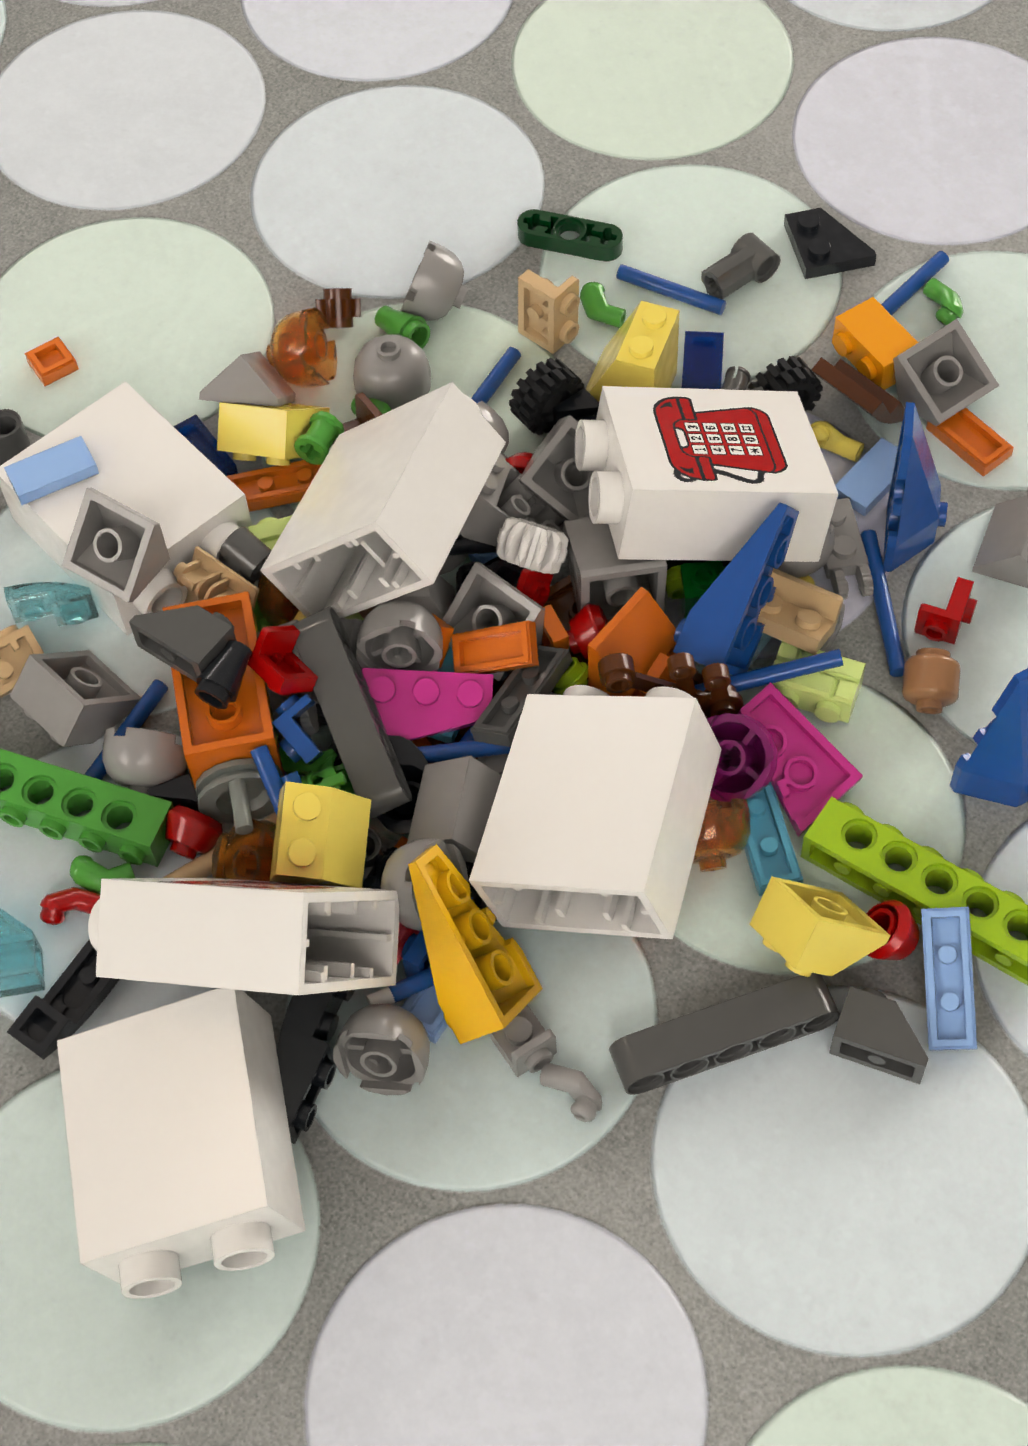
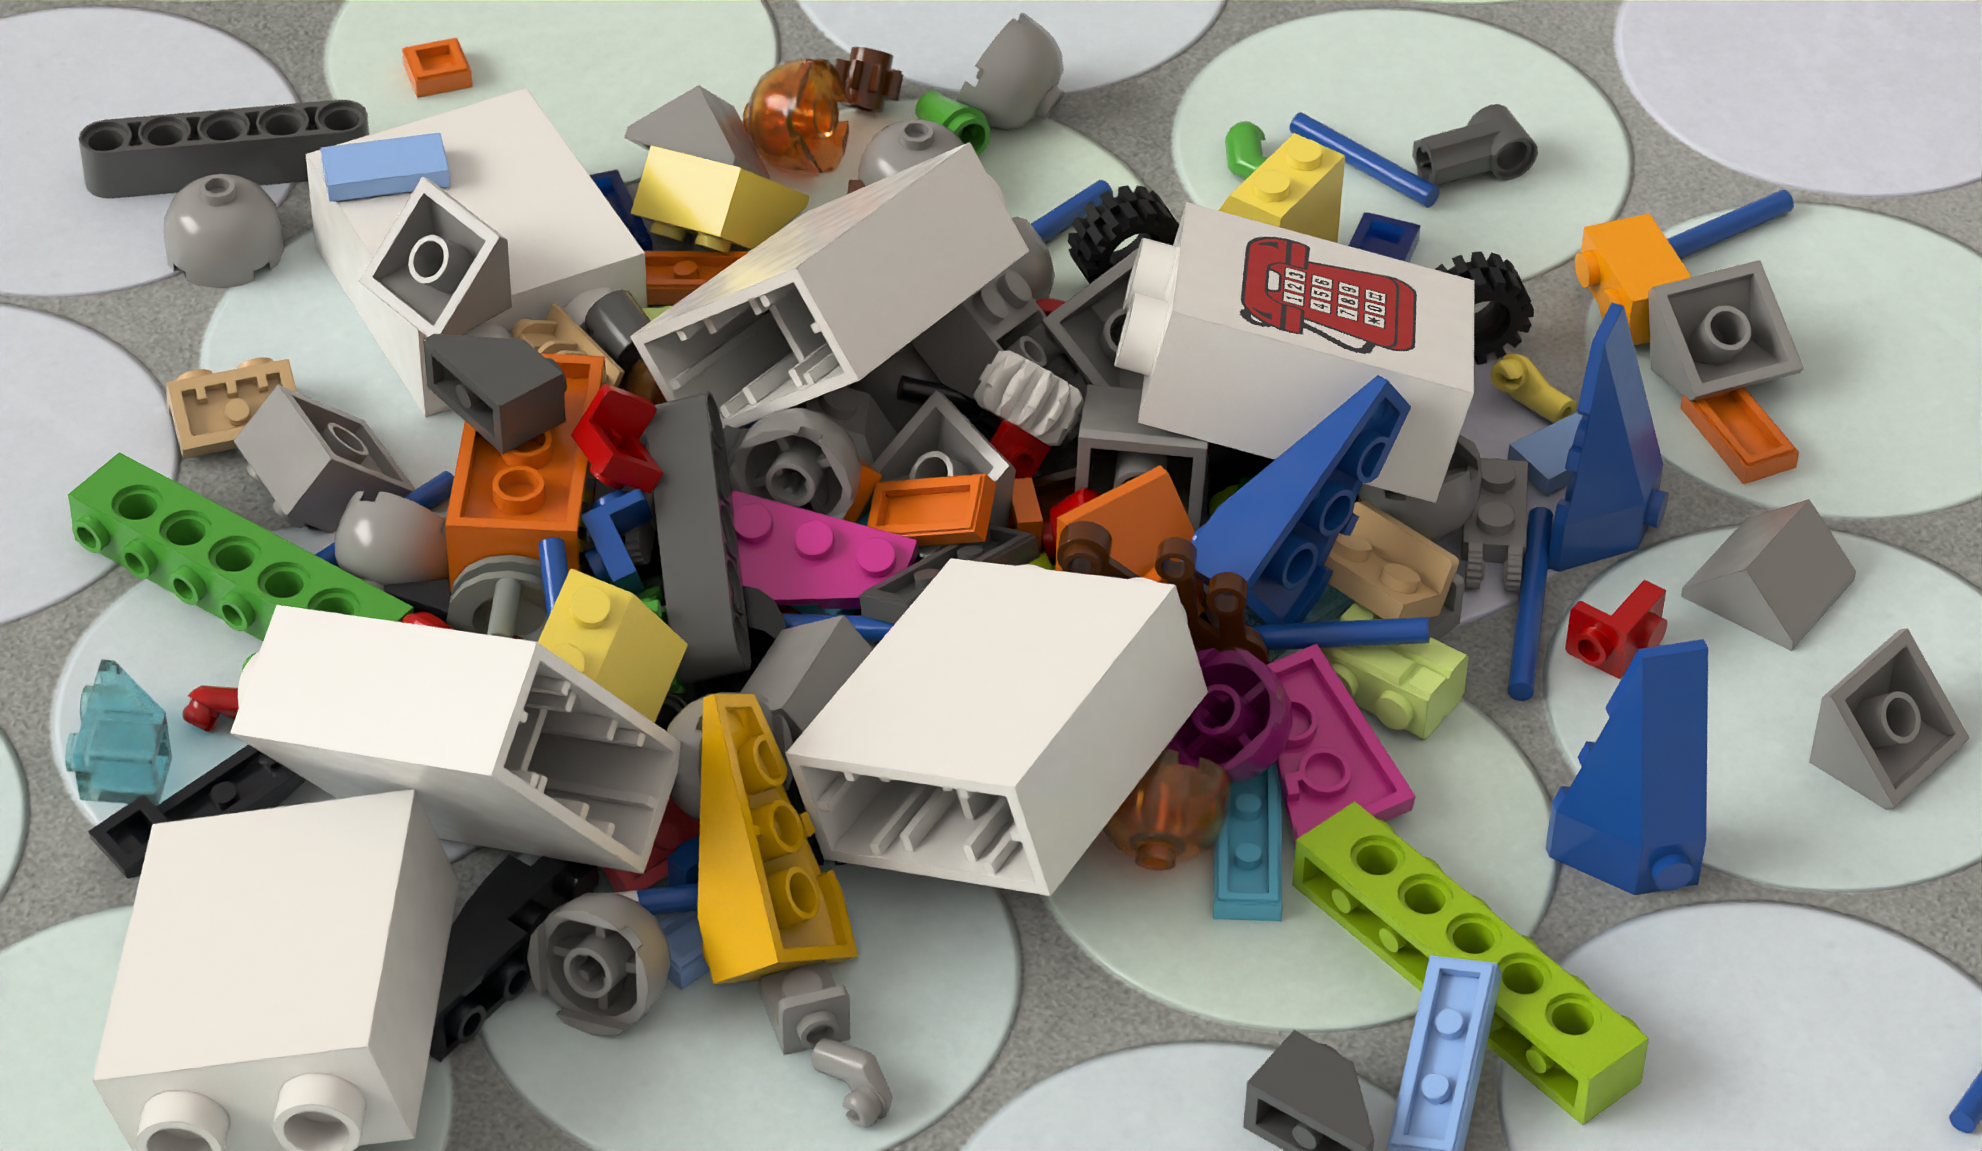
camera: 10 degrees right, 15 degrees down
(66, 601) = (323, 341): clear light blue slope -> none
(223, 676) = (529, 438): black cone -> none
(321, 434) = (764, 222): bright green bush -> none
(546, 311) = (1168, 137): tan bracket -> none
(592, 249) = (1272, 78): dark green beam -> none
(723, 1033) = (1093, 1057): dark grey beam -> none
(815, 927) = (1267, 950): light yellow slope -> none
(825, 244) = (1616, 150): black wing -> none
(860, 390) = (1576, 314): reddish brown slope -> none
(900, 924) = (1381, 988): red cone -> none
(931, 680) = (1561, 703): medium nougat head -> none
(945, 297) = (1768, 248): bright green arm -> none

